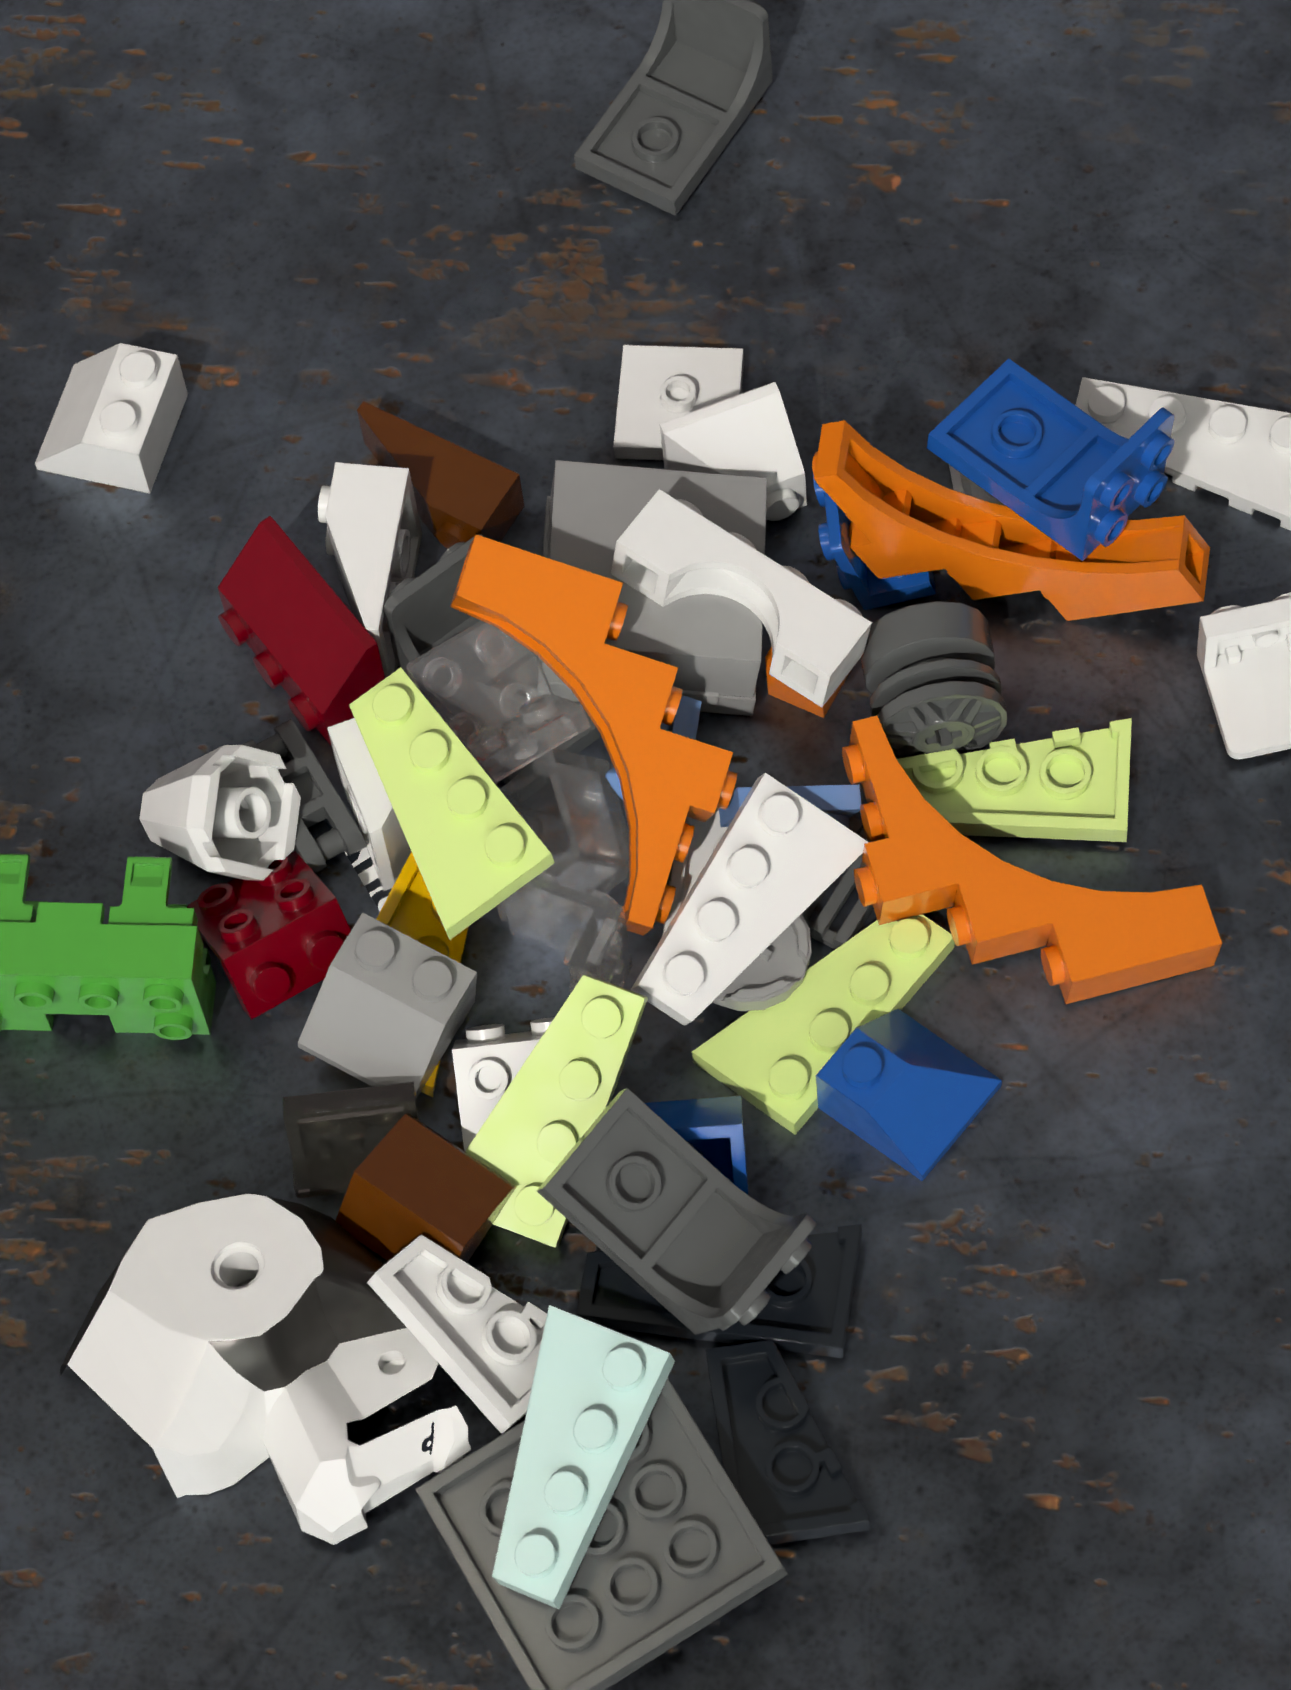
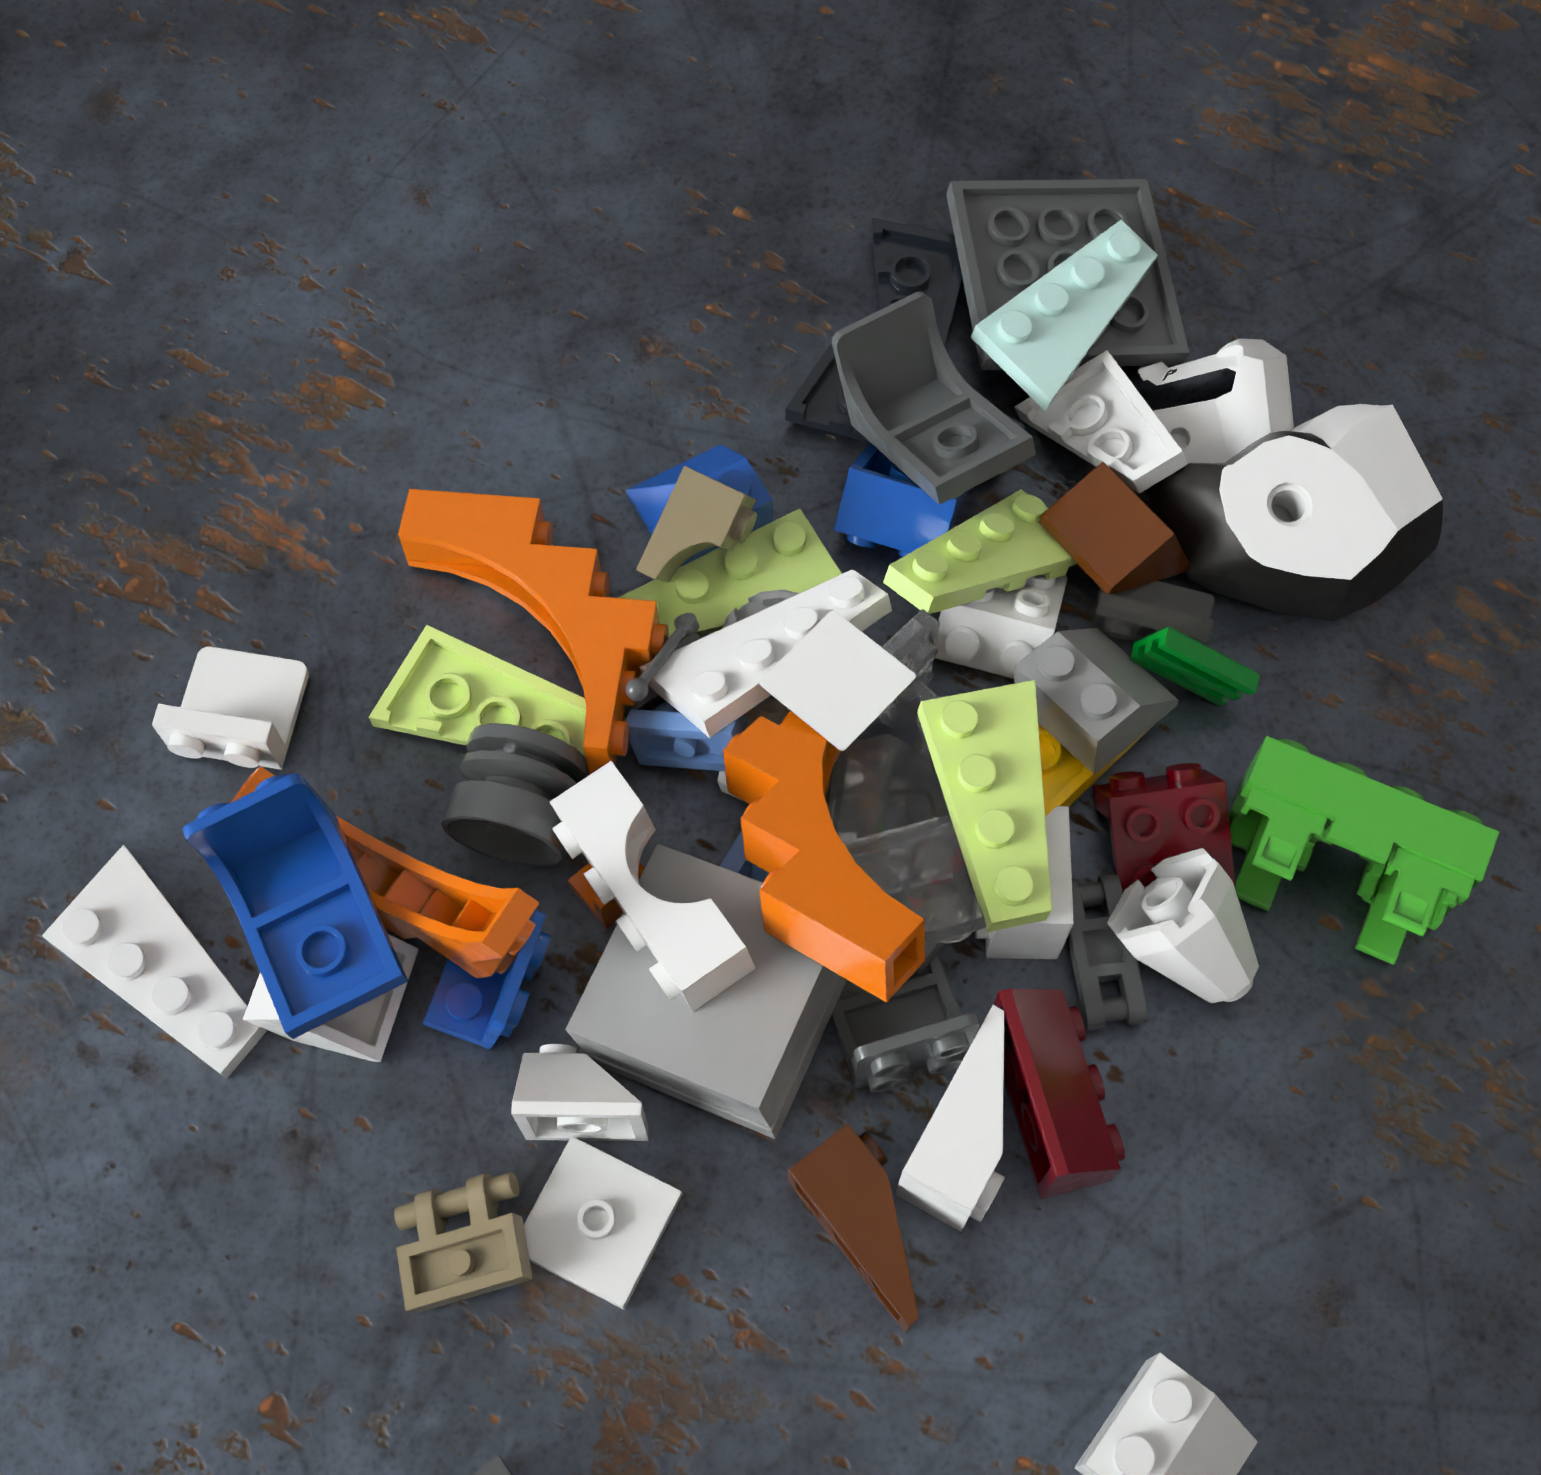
camera: 165 degrees left, 5 degrees up
(260, 1093) = (1194, 666): none -> green tile
(649, 863) = (837, 680): none -> white sticker
(778, 315) = (466, 1260): none -> dark tan plate
(845, 905) = (685, 626): none -> dark grey hinge
(874, 997) = (695, 518): none -> dark tan arch

